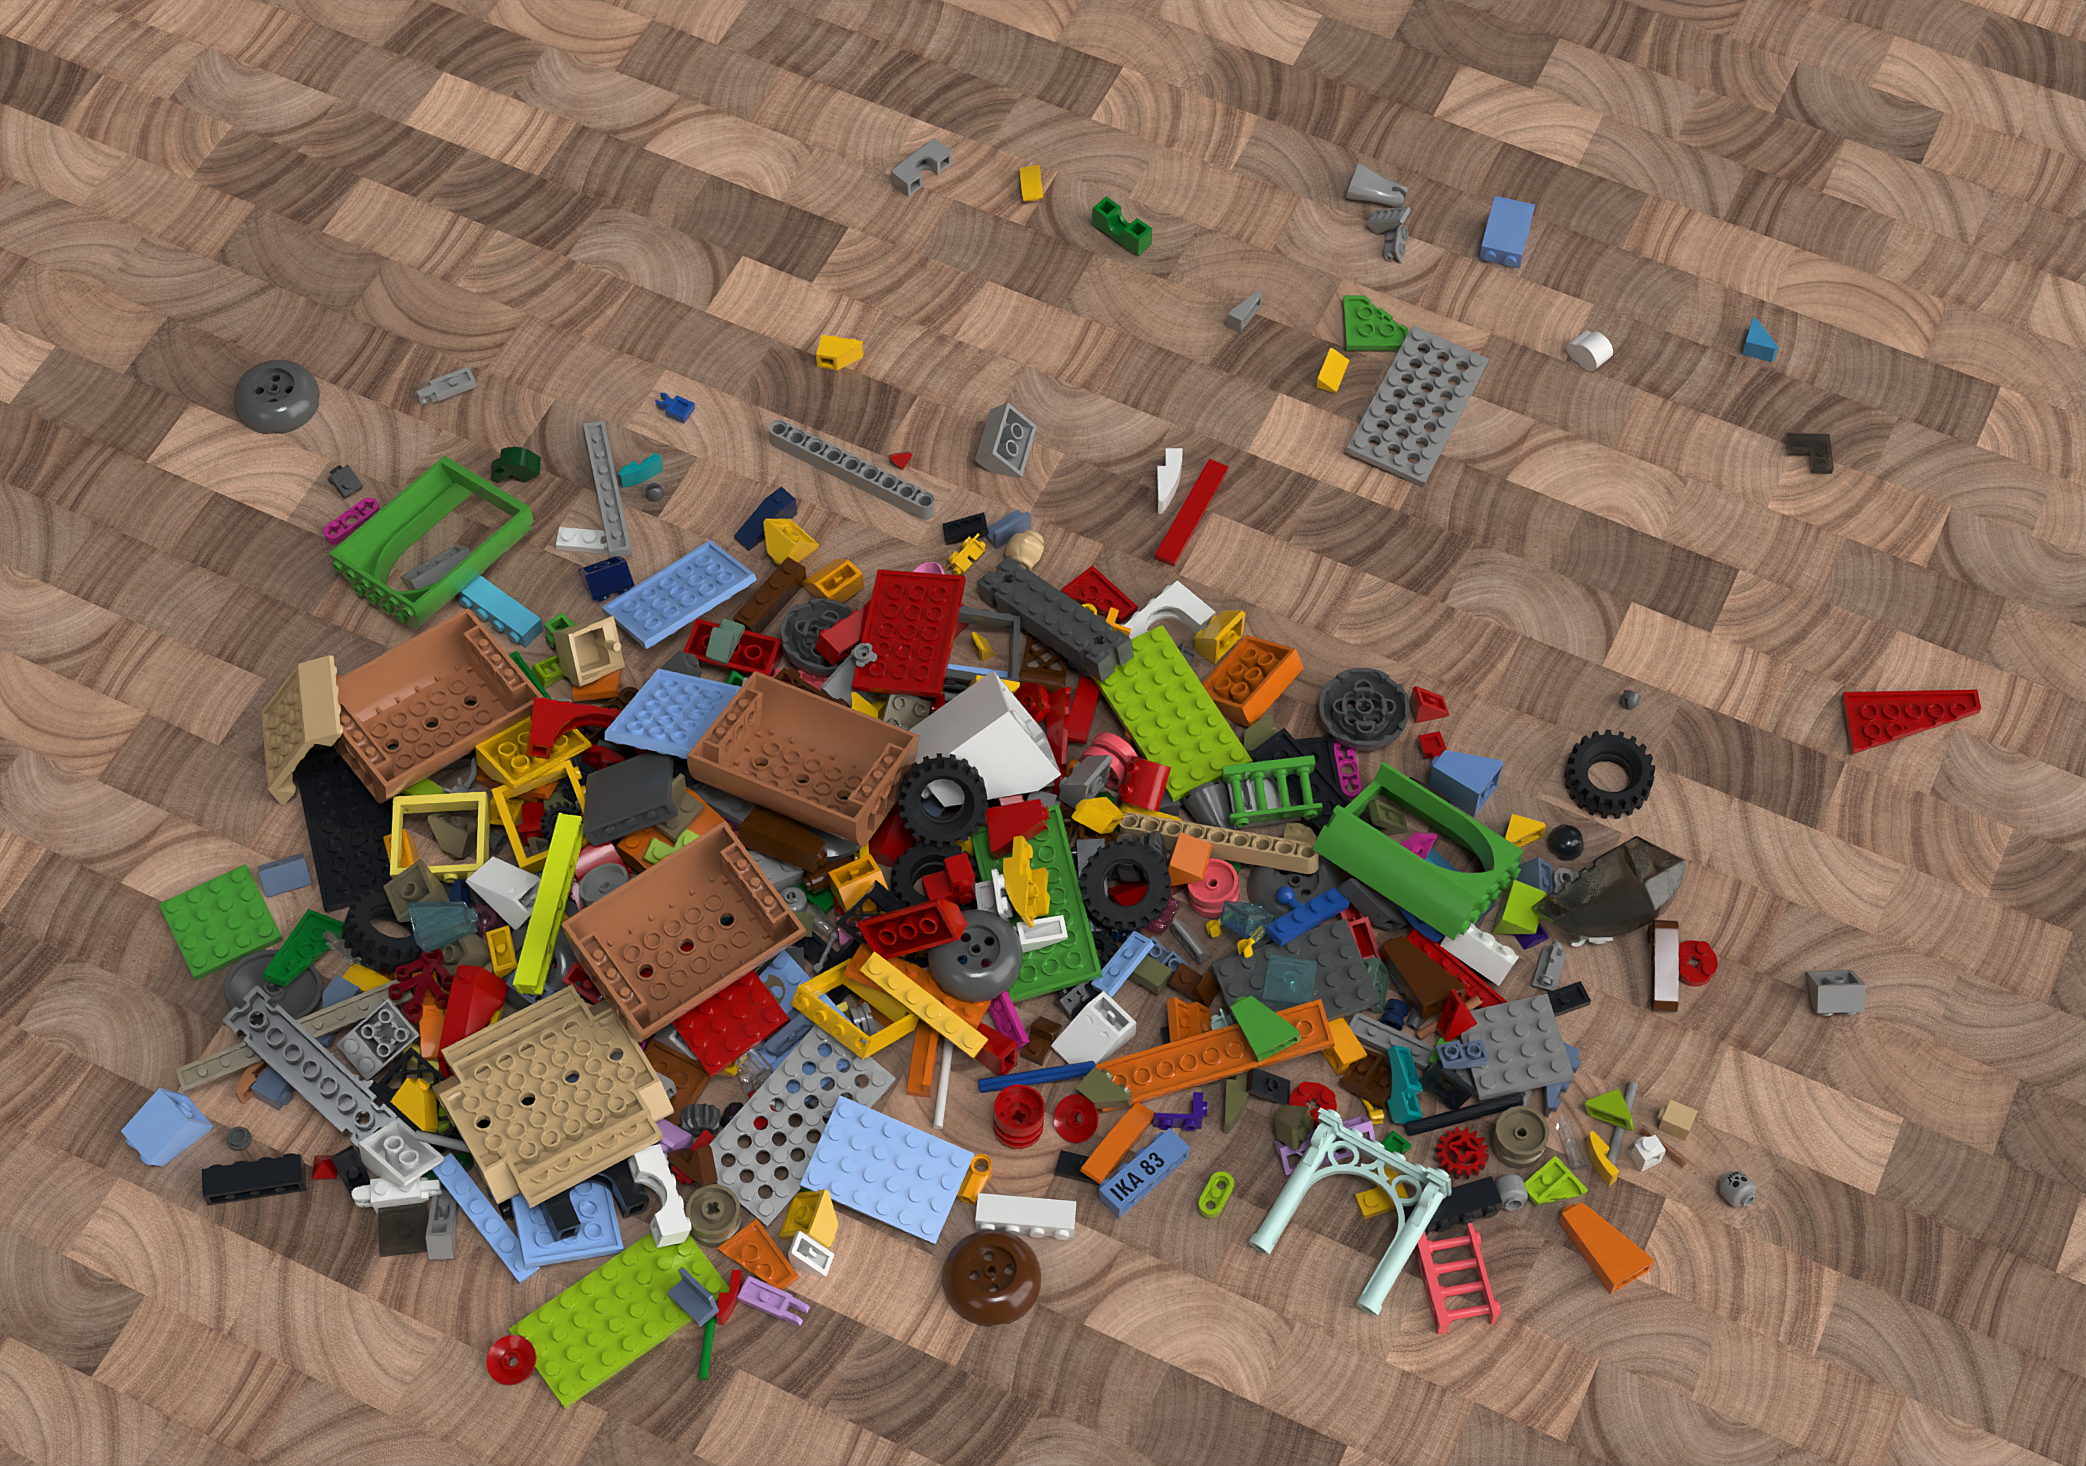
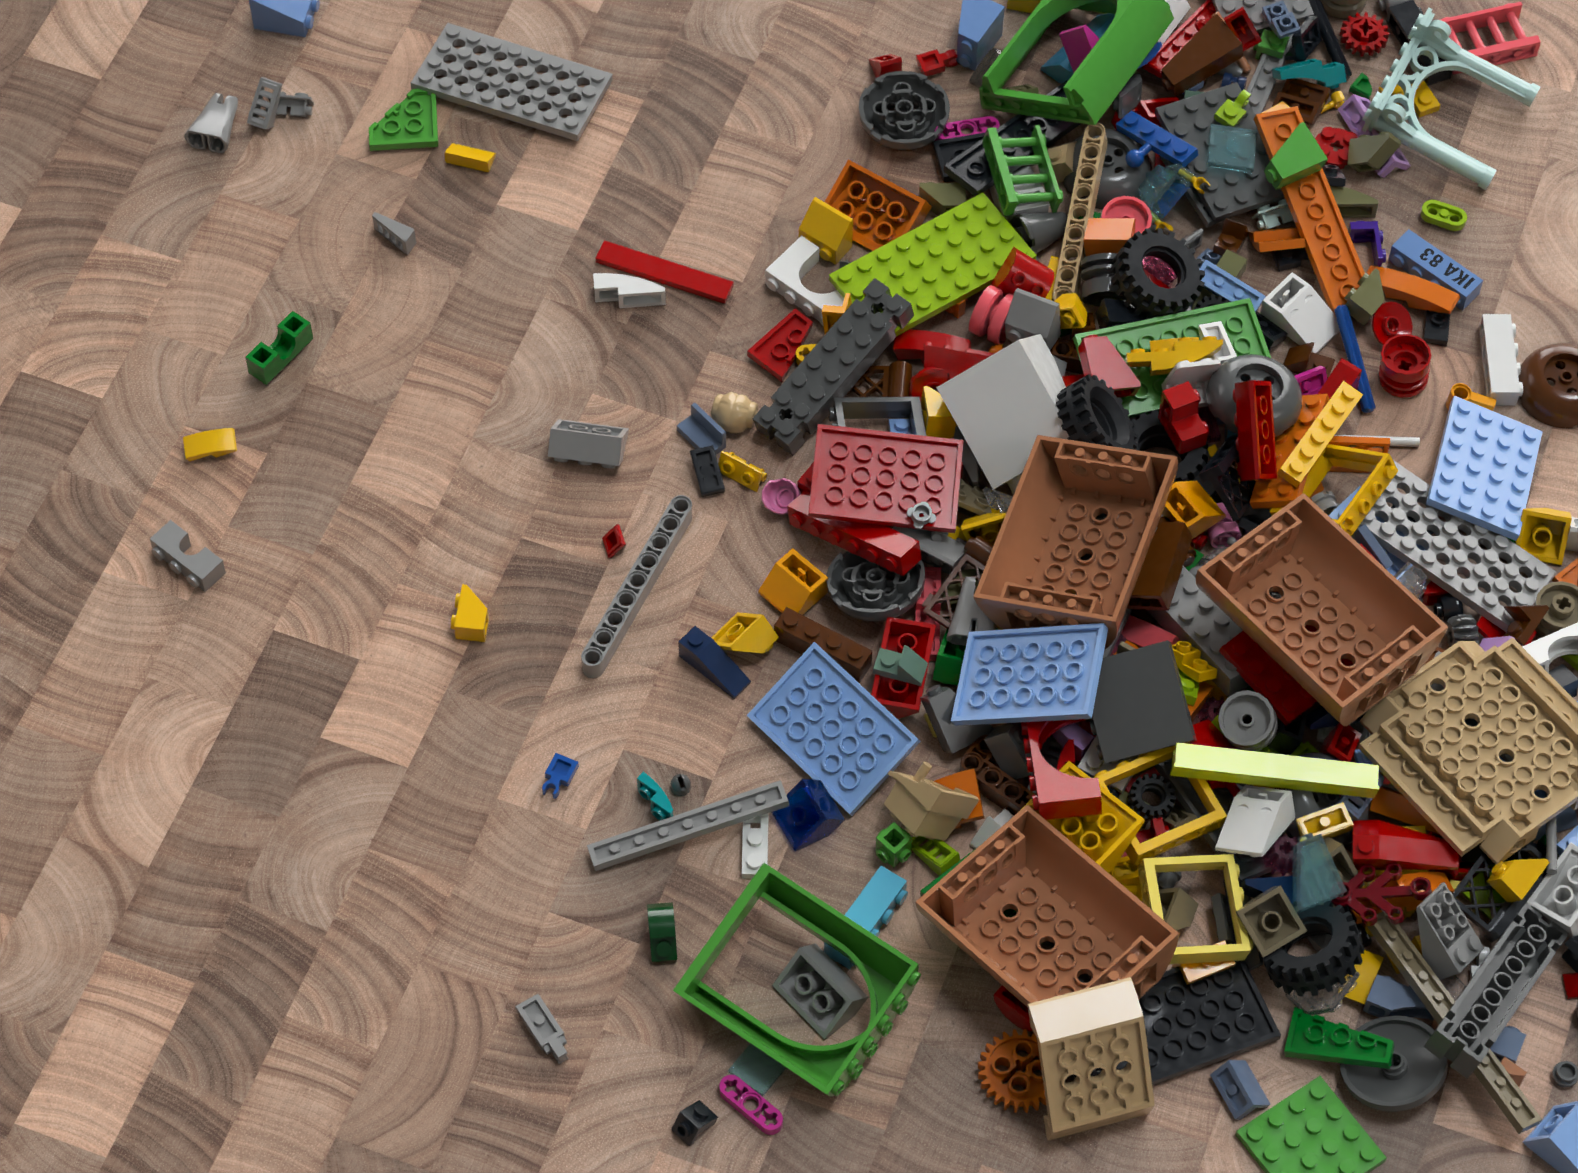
camera: 95 degrees left, 0 degrees up
(1333, 985) = (1232, 112): none -> lime plate

